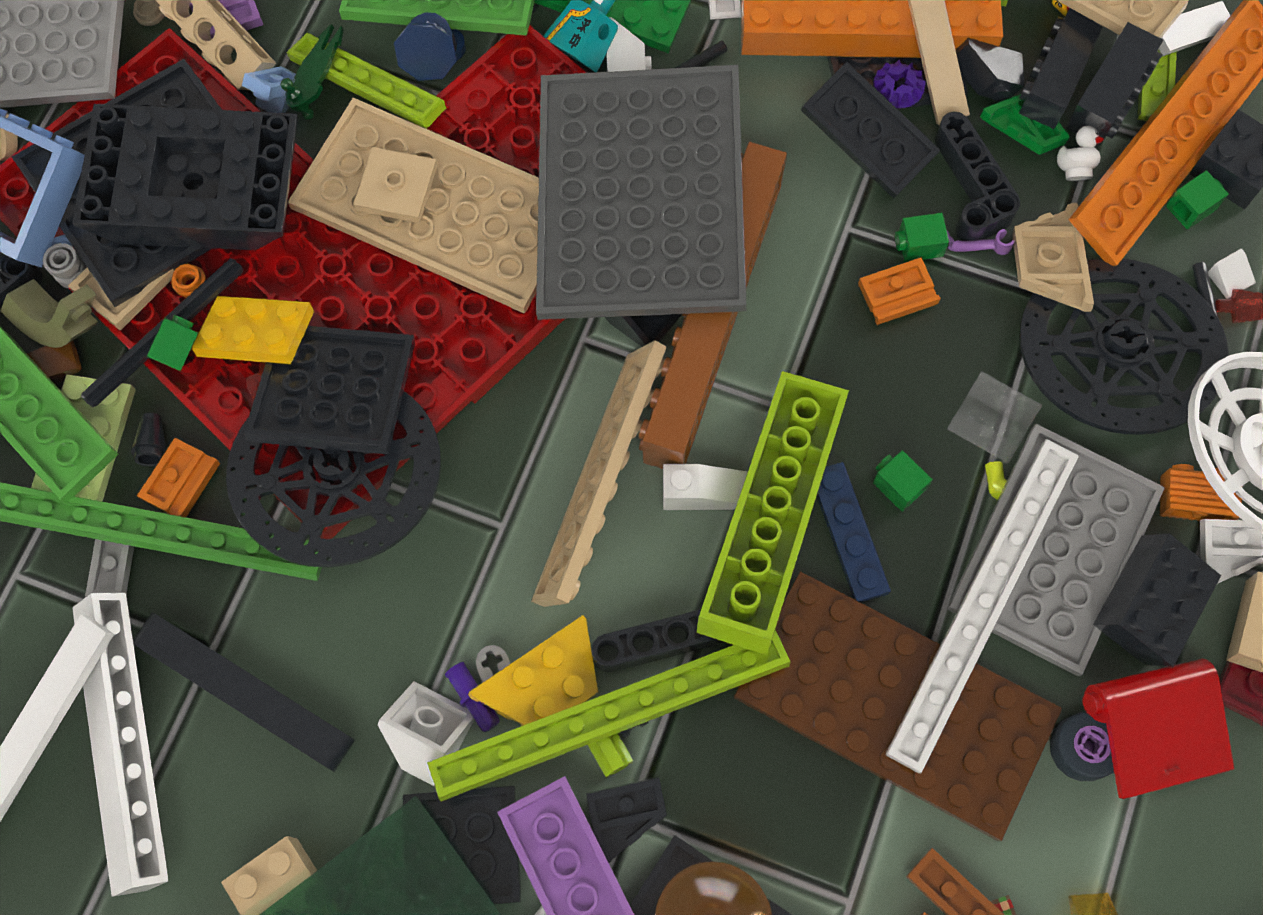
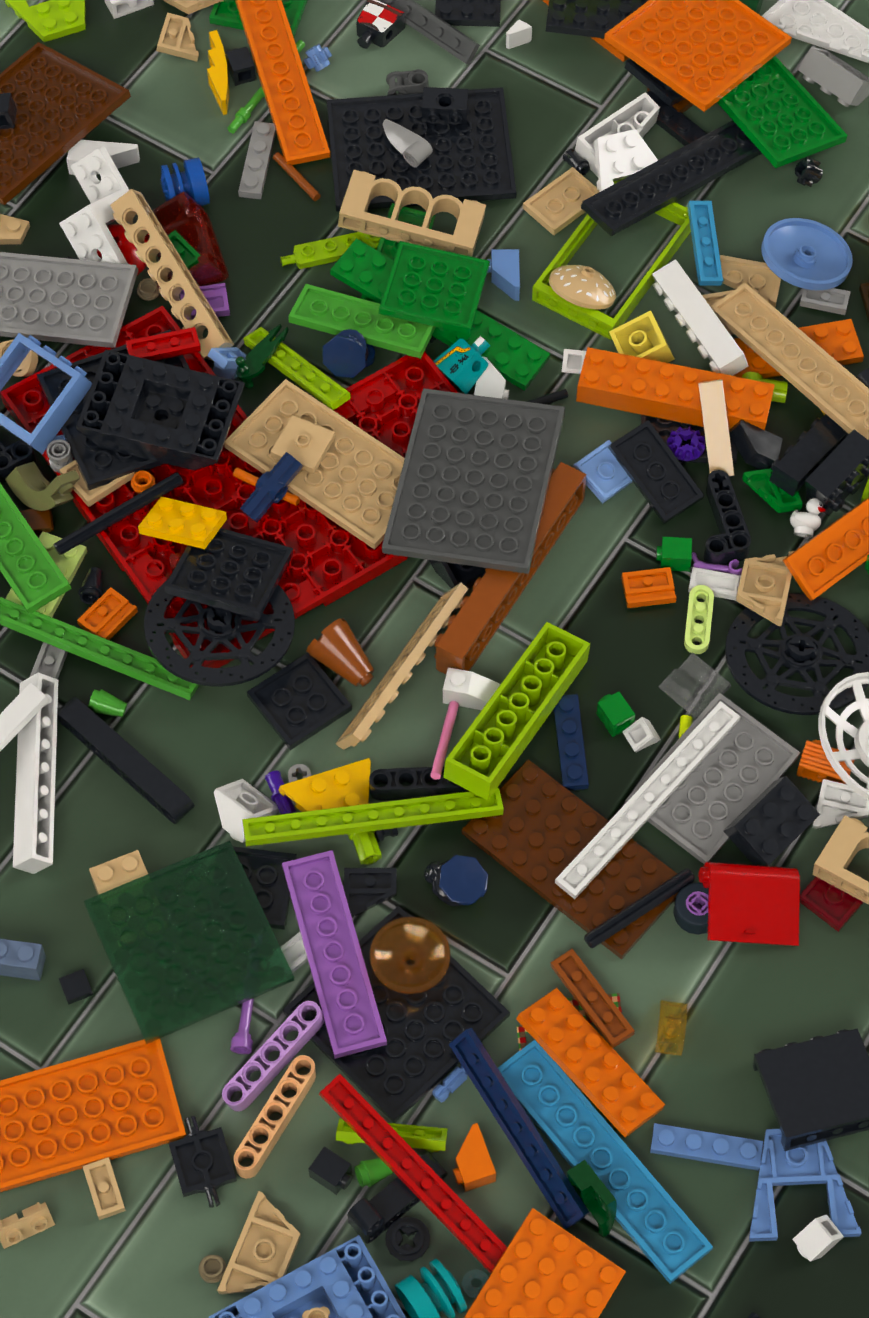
camera: 10 degrees right, 10 degrees down
(173, 342) = (125, 520): green brick -> none
(179, 81) = (165, 345): none -> red plate
(202, 611) = (105, 703): none -> bright green cone
(359, 252) = (252, 479): none -> orange bar
(365, 254) = (271, 487): none -> dark blue piece
(468, 550) = (299, 701): none -> black plate
(514, 471) = (342, 653): none -> dark orange cone
(682, 574) = (444, 740): none -> bright pink bar
(749, 779) = (457, 880): none -> dark blue piece
(804, 142) = (603, 473): none -> light blue plate
(940, 501) = (641, 734): none -> white slope
(976, 310) = (699, 611): none -> yellowish green plate
(981, 267) = (722, 584): none -> white tile
(1011, 769) = (639, 908): none -> black axle

